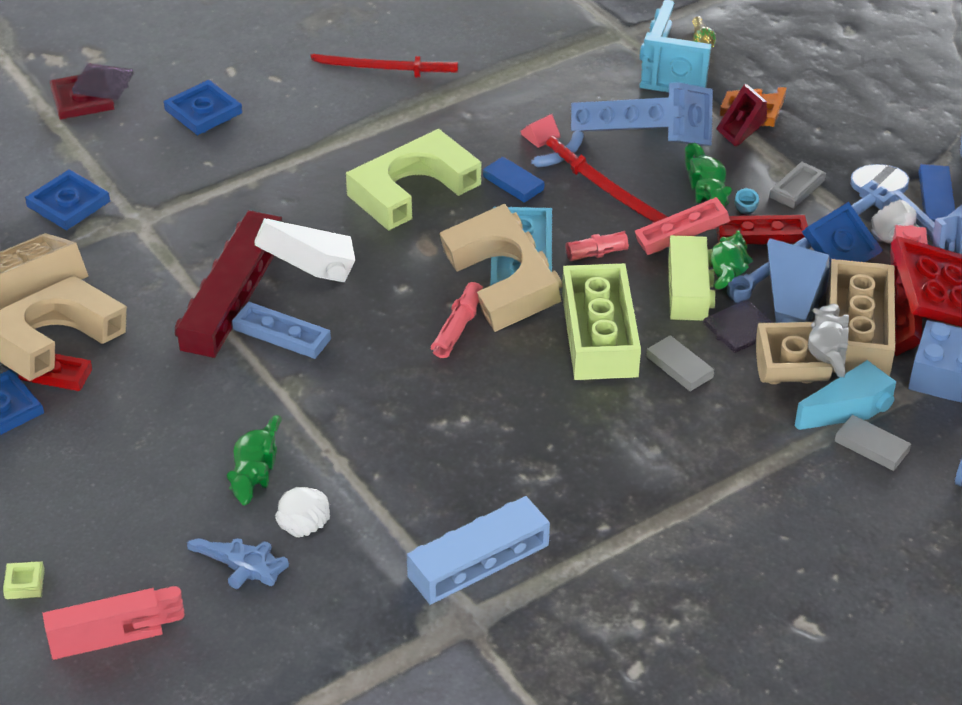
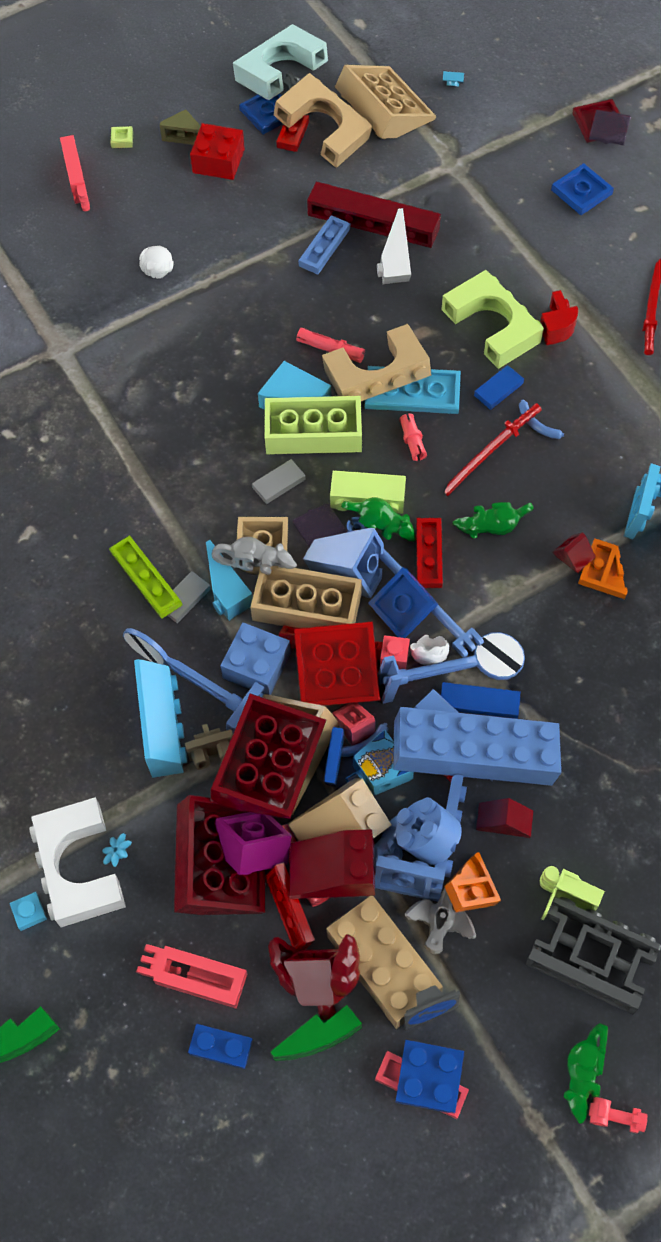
camera: 95 degrees right, 20 degrees up
(29, 491) = (180, 128): none -> olive slope
(67, 199) = (468, 121): blue plate -> none
(88, 446) = (217, 151): none -> red brick
(246, 560) = (124, 237): medium blue piece -> none
(253, 457) = (205, 234): green animal -> none
(410, 123) = (560, 321): none -> red brick
(477, 549) = (108, 348): light blue brick -> none
(538, 347) = (292, 382): none -> medium azure slope
(541, 130) = (562, 408): coral slope -> none
(684, 113) = (552, 489): medium blue bracket -> none
(685, 223) = (426, 491): coral plate -> none
(746, 201) = (460, 544): medium azure hinge -> none
(797, 185) = (495, 591): light grey tile -> none
(855, 478) = (145, 577): none -> lime tile

